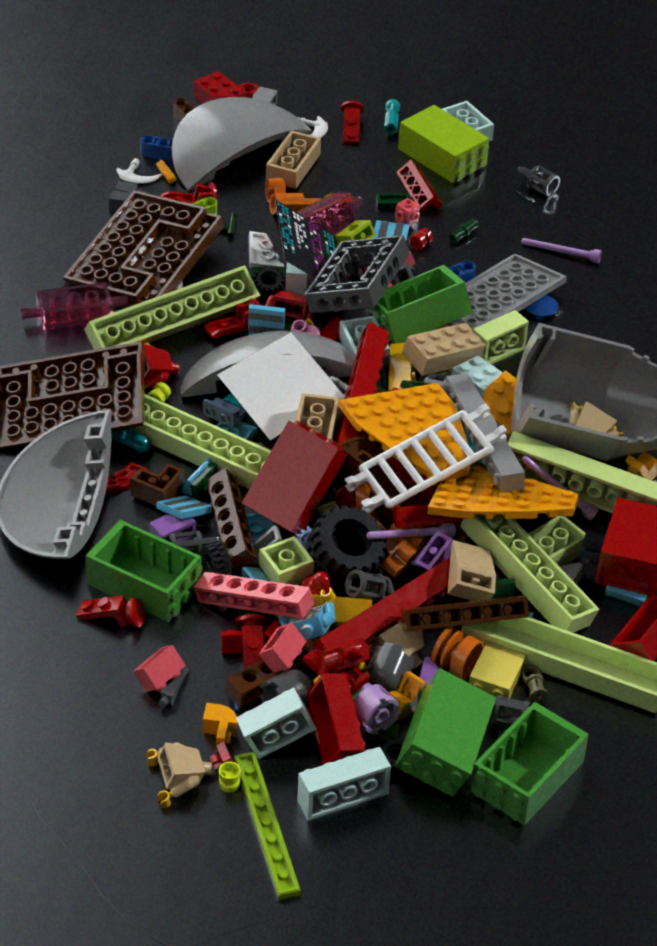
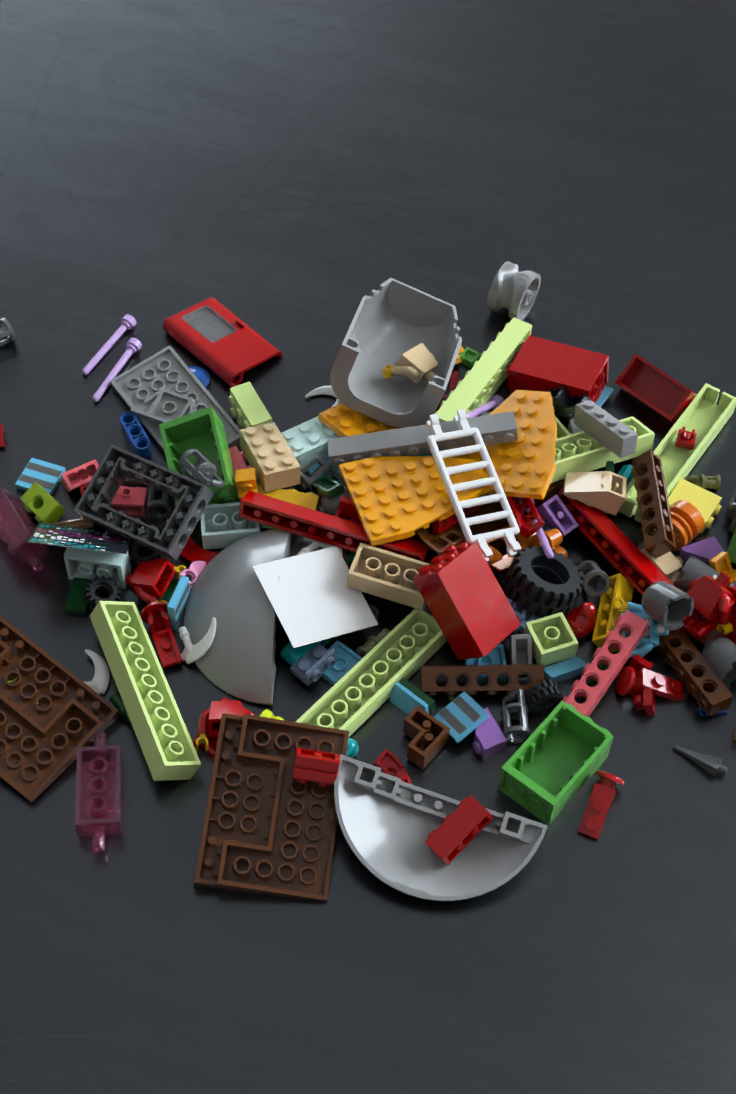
camera: 80 degrees left, 10 degrees up
(60, 507) = (458, 829): none -> red brick
(98, 396) = (315, 766): none -> red brick
(159, 668) = (687, 765): coral brick -> none
(237, 335) = (194, 652): none -> white piece
(261, 251) = (46, 596): white wing -> none
(282, 648) = (688, 649): coral brick -> none
(320, 614) = (667, 604): none -> dark grey cylinder
(389, 292) = (201, 471): none -> dark grey piece
(398, 333) = (246, 481): none -> light orange brick
(407, 212) = (14, 454): coral brick -> none
(420, 239) = (62, 451): red wheel -> none
(463, 230) = (56, 414): dark green pin -> none
(485, 285) = (164, 406): none -> light grey wing
(551, 567) = (605, 428): none -> light grey brick
(565, 263) = (133, 346): none -> lavender piece
(586, 656) = (685, 439): none -> red tile
(603, 310) = (219, 340): none -> red piece

